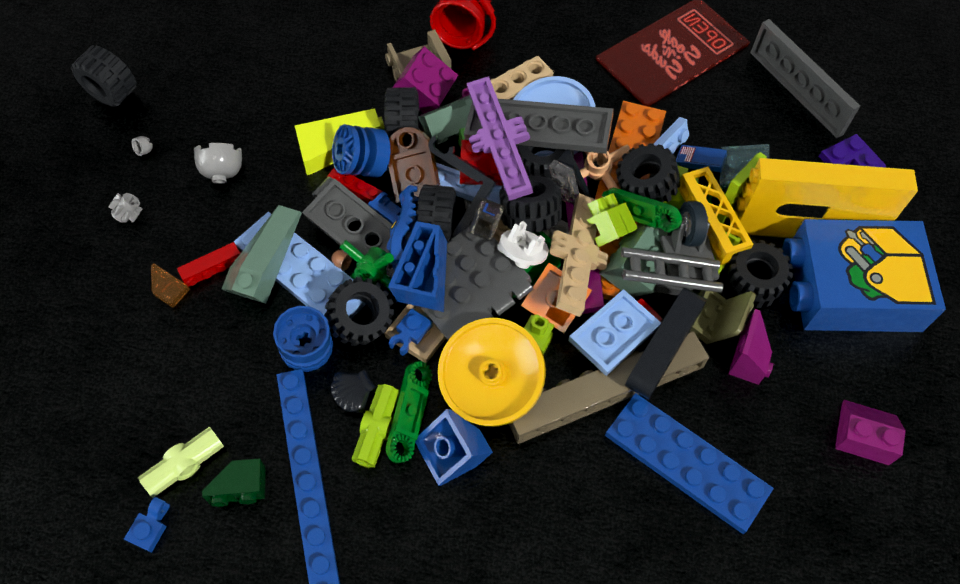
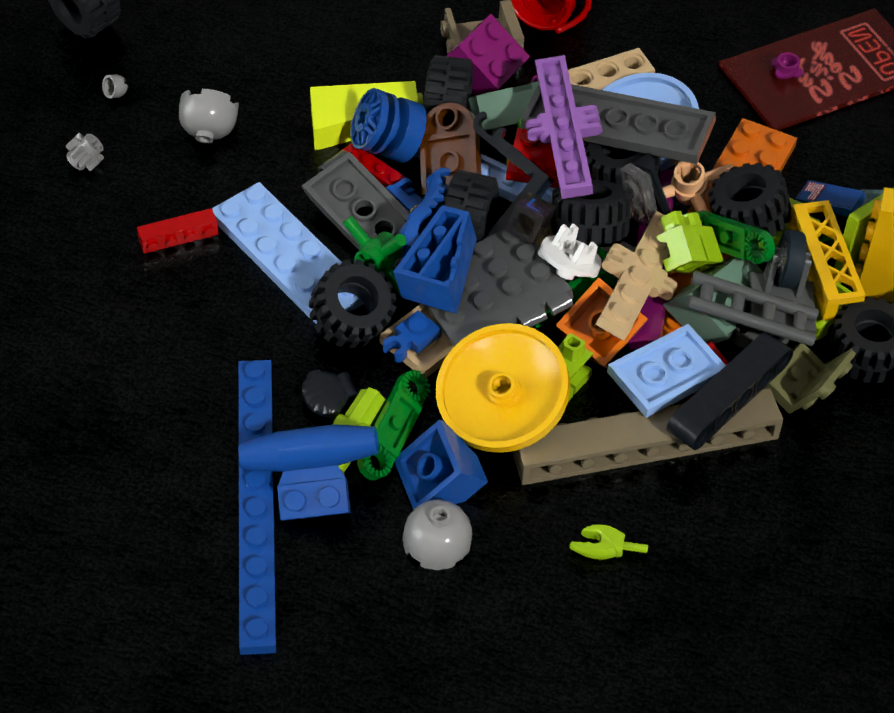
camera: 10 degrees right, 10 degrees down
(147, 529) = (59, 500): blue plate -> none
(167, 286) = (121, 248): clear orange tile -> none
(180, 462) = (109, 435): yellowish green piece -> none
(237, 482) = (172, 466): dark green slope -> none
(260, 261) = (240, 234): sand green wedge -> none
(297, 327) = (279, 323): blue wheel -> none
(341, 259) = (342, 247): nougat hinge -> none
(349, 466) = (310, 465): none -> blue plate
(460, 505) = (437, 534): none -> light grey cylinder
(597, 486) = (610, 543): none -> lime hand
(647, 53) = (787, 66): none -> magenta plate
(674, 135) = (800, 167): light blue plate -> none
(689, 463) = (734, 537): blue plate -> none
(752, 352) = (841, 424): magenta slope -> none

